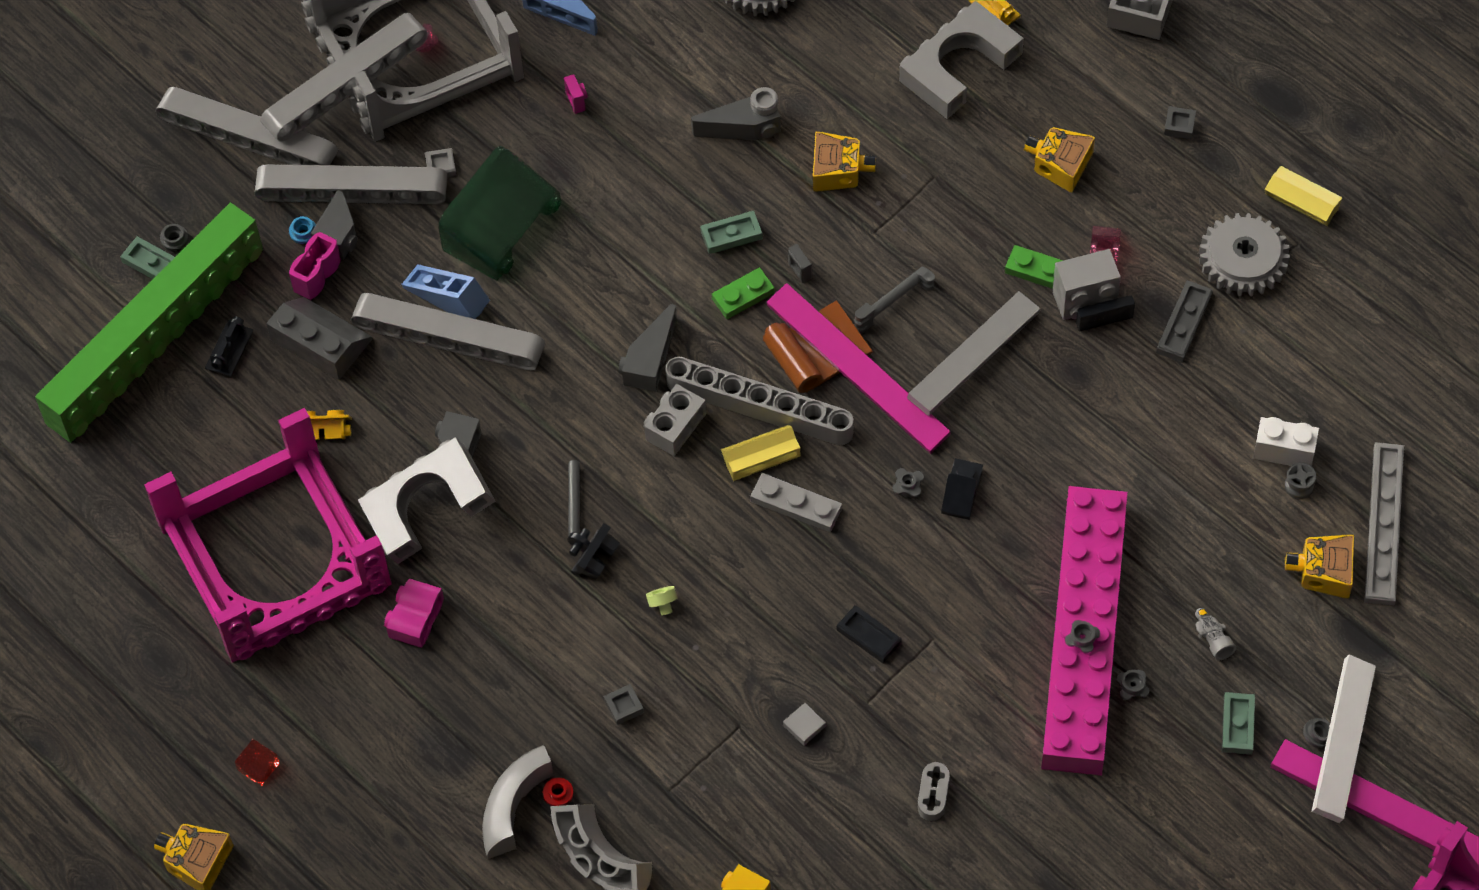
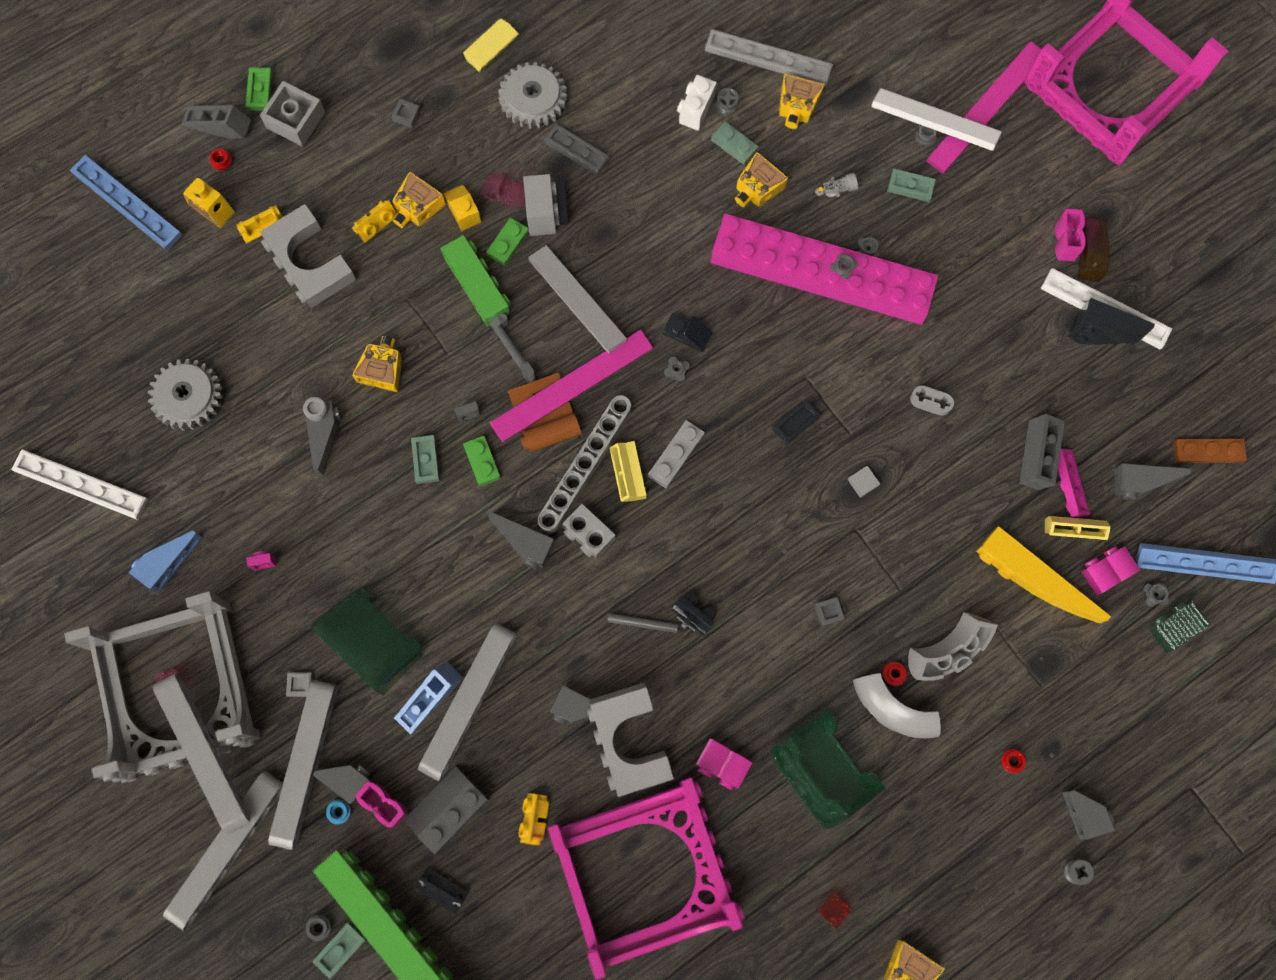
camera: 85 degrees left, 15 degrees up
(427, 725) = (824, 772): none -> clear green windscreen
(662, 598) = (743, 567): yellowish green tile -> none
(973, 239) = (475, 280): none -> bright green brick
(1024, 119) = (370, 225): none -> yellow hinge
(1067, 207) = (462, 207): none -> yellow slope
(1191, 535) = (759, 182): none -> torso
(1244, 501) = (734, 143): none -> sand green plate

